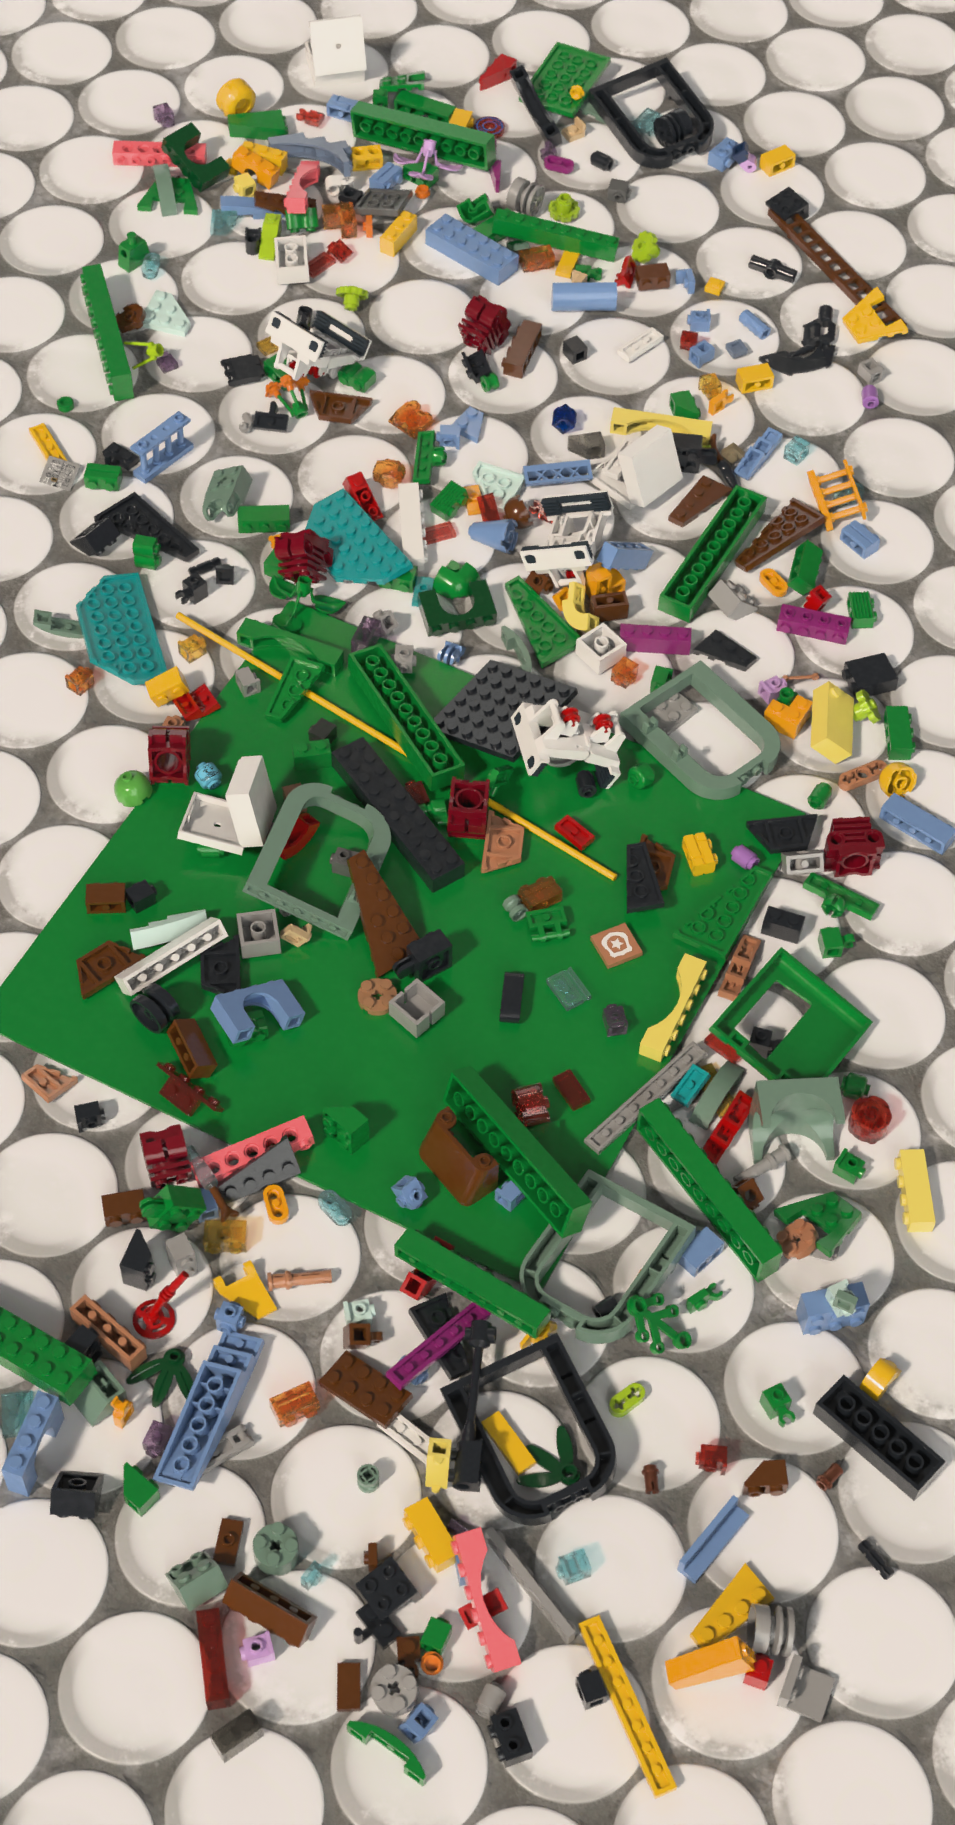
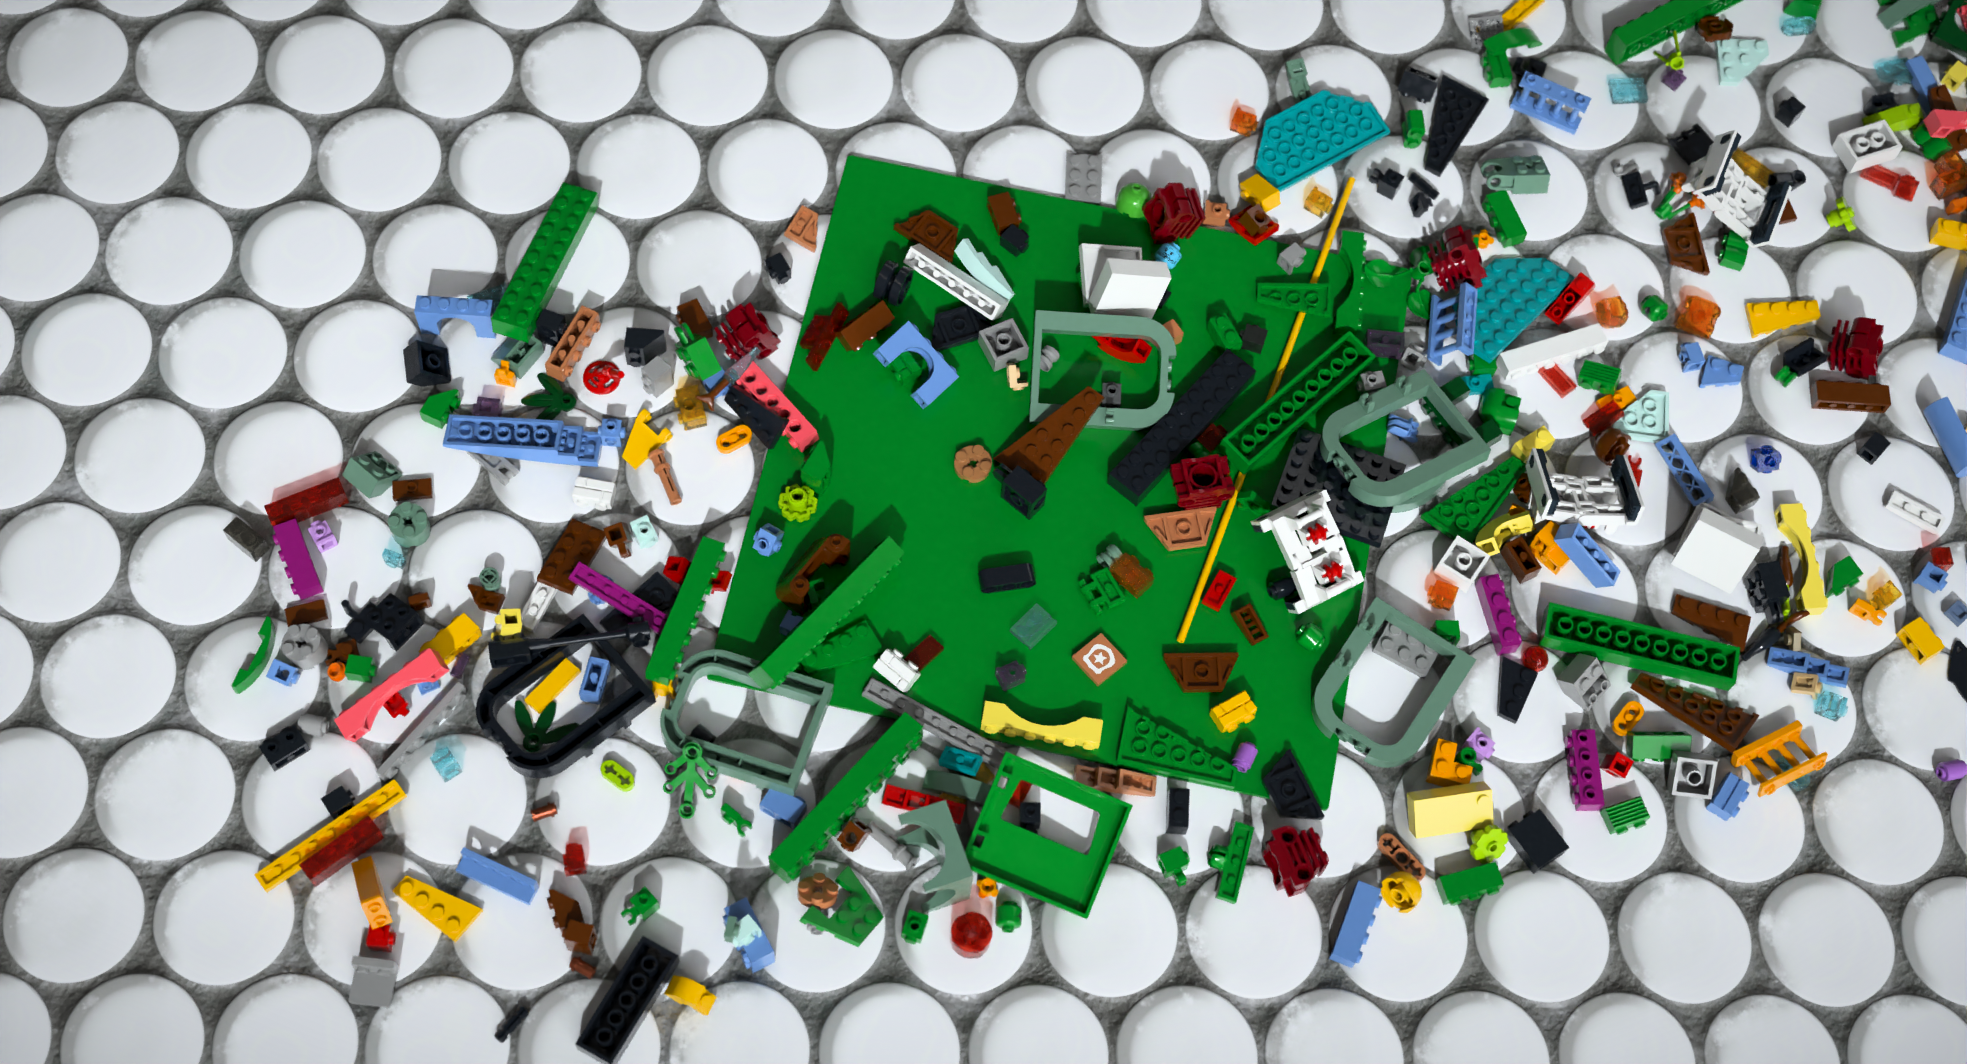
camera: 70 degrees right, 10 degrees up
(65, 404) = (1579, 10): green tile -> none
(84, 456) = (1511, 38): none -> green slope
(86, 825) = (1083, 178): none -> light grey plate
(167, 396) = (1628, 91): none -> clear light blue plate
(199, 694) = (1255, 220): none -> reddish brown brick
(235, 297) = (1790, 111): none -> black brick
(269, 1609) = (355, 533): reddish brown brick -> none
(279, 1682) = (297, 559): none -> magenta brick
(294, 1405) = (544, 504): clear orange brick -> none
(296, 1351) = (594, 493): none -> white brick
(335, 1209) = (743, 488): clear light blue plate -> none
(372, 1159) = (797, 503): none -> lime plant
(375, 569) = (1465, 327): none -> medium blue fence
(387, 1490) = (486, 600): none -> reddish brown slope
(393, 445) = (1654, 308): none -> green head
(420, 1008) = (962, 499): light grey piece -> none
(427, 457) = (1652, 343): green plate -> none
(428, 370) = (1779, 315): none -> yellow wing
(466, 699) = (1419, 479): none -> sand green door
(495, 534) = (1572, 432): medium blue cone -> none
(499, 566) = (1538, 439): none -> light yellow brick
(518, 1394) = (594, 680): none -> medium blue brick
(531, 1104) = (887, 618): clear red brick -> none
(585, 1112) = (897, 670): none -> white brick
(602, 823) = (1251, 614): none -> reddish brown slope
(641, 881) = (1170, 664): black wing -> none
(650, 1695) = (341, 851): none -> clear red brick
(701, 627) = (1535, 658): none -> clear red brick
(773, 1630) = (415, 940): light grey wheel -> none
(774, 459) = (1806, 684): none -> tan bracket
(802, 862) = (1260, 814): light grey brick -> none
(803, 1466) = (580, 937): none -> reddish brown brick
(815, 676) = (1502, 756): nougat hinge -> none
(820, 795) = (1354, 818): green brick -> none
(839, 552) = (1692, 774): none -> light grey brick
(915, 1190) = (906, 994): light yellow brick -> none

